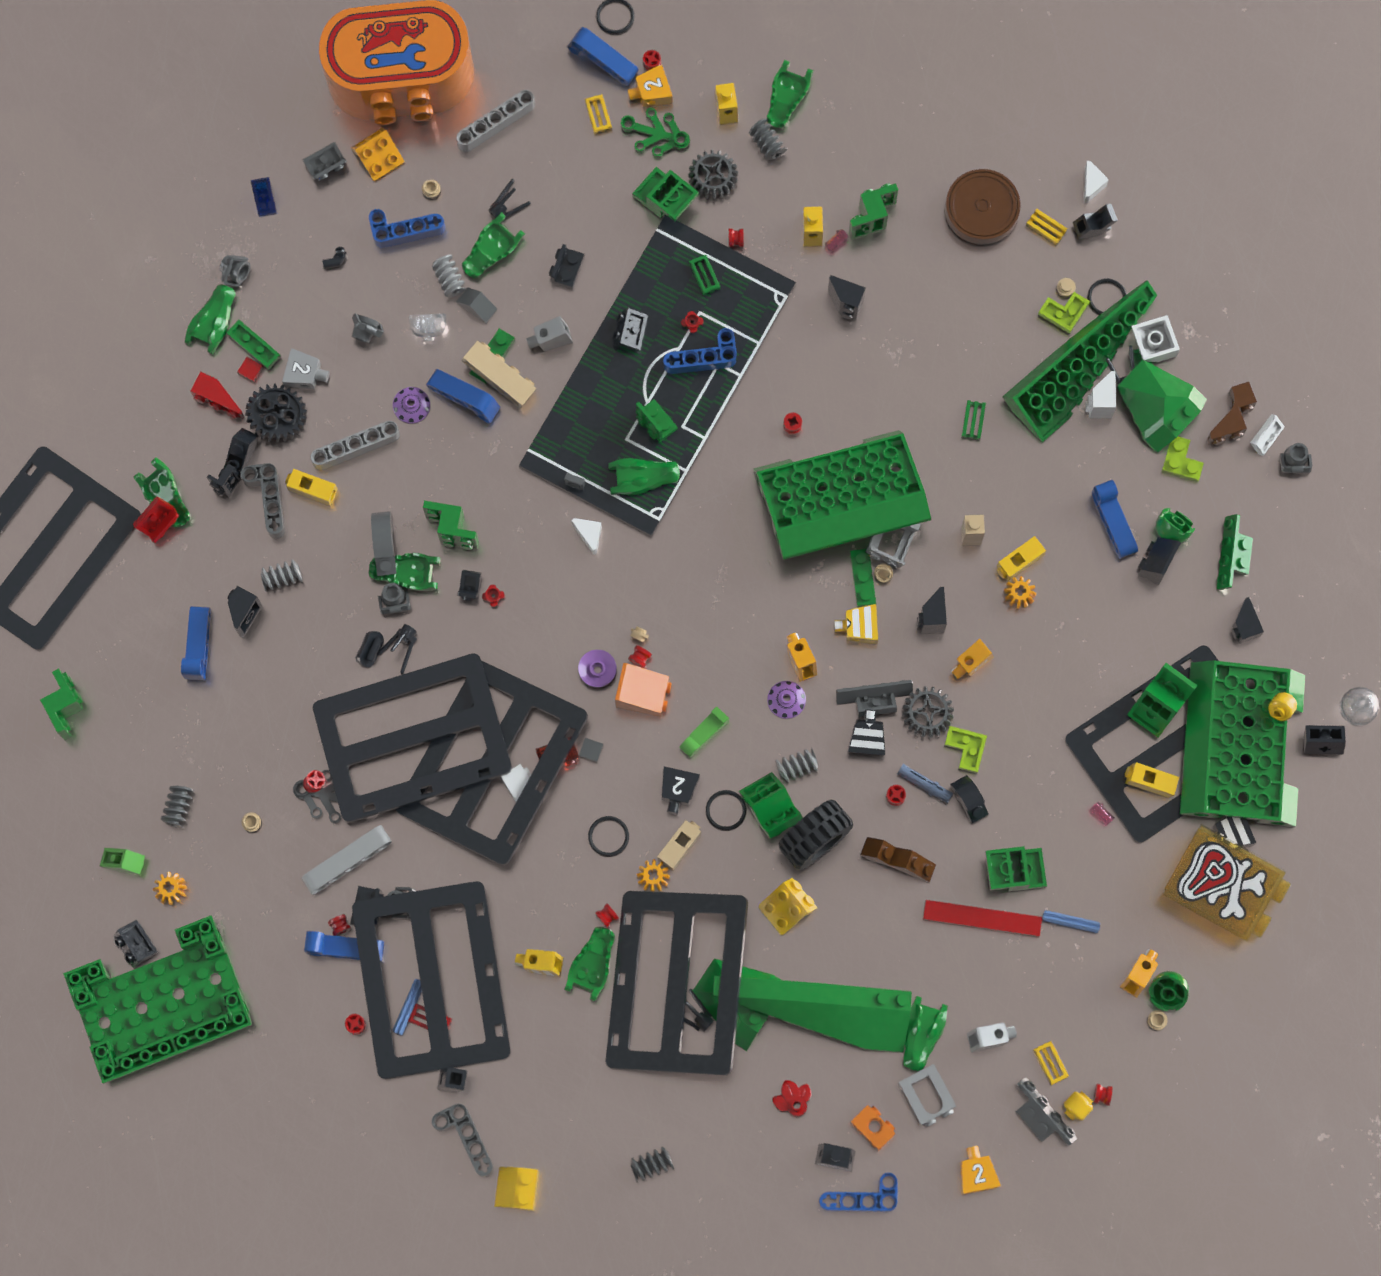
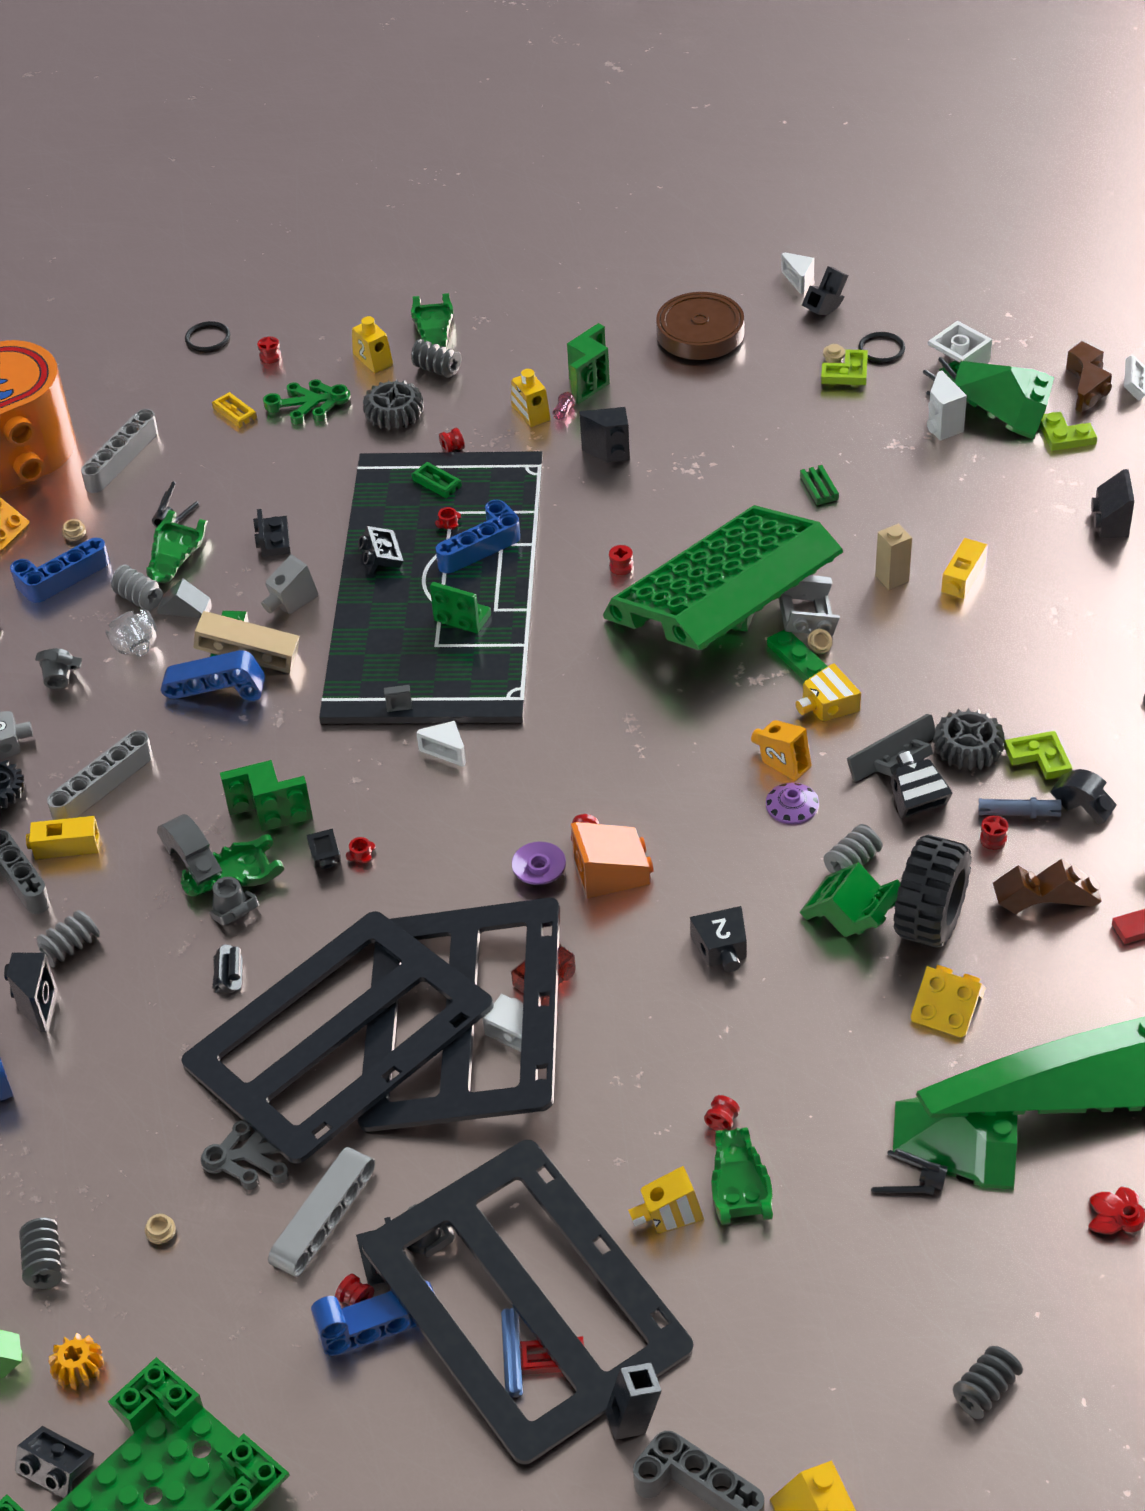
camera: 25 degrees left, 30 degrees down
(317, 778) = (227, 1134): red wheel -> none
(354, 1021) = (440, 1404): red wheel -> none
(405, 635) = (268, 935): black plant -> none
(413, 413) = (154, 718): medium lavender dish -> none
(591, 750) = (585, 950): dark grey tile -> none
(603, 55) = (210, 357): blue beam -> none
(608, 853) = (645, 1047): black tyre -> none
(622, 1007) = (920, 1223): black door -> none
(639, 475) = (475, 665): green animal -> none
(639, 633) = (568, 810): tan plate -> none
(646, 877) = (753, 1043): light orange gear -> none
(652, 88) = (283, 366): light orange torso -> none
(665, 193) = (350, 429): green bracket -> none
(679, 844) = (764, 996): tan brick -> none
(704, 732) = (716, 868): bright green leg -> none
(731, 793) = (797, 960): black tyre -> none
(933, 614) = (909, 645): black slope -> none
(979, 653) = (983, 674): light orange torso -> none
(1013, 595) = (986, 596): light orange gear -> none
(1040, 214) = (777, 320): yellow tile -> none
(1058, 383) = (890, 414): green wedge -> none
(1113, 518) = (1032, 497): blue beam -> none
(1174, 526) = (1100, 472): green cylinder -> none

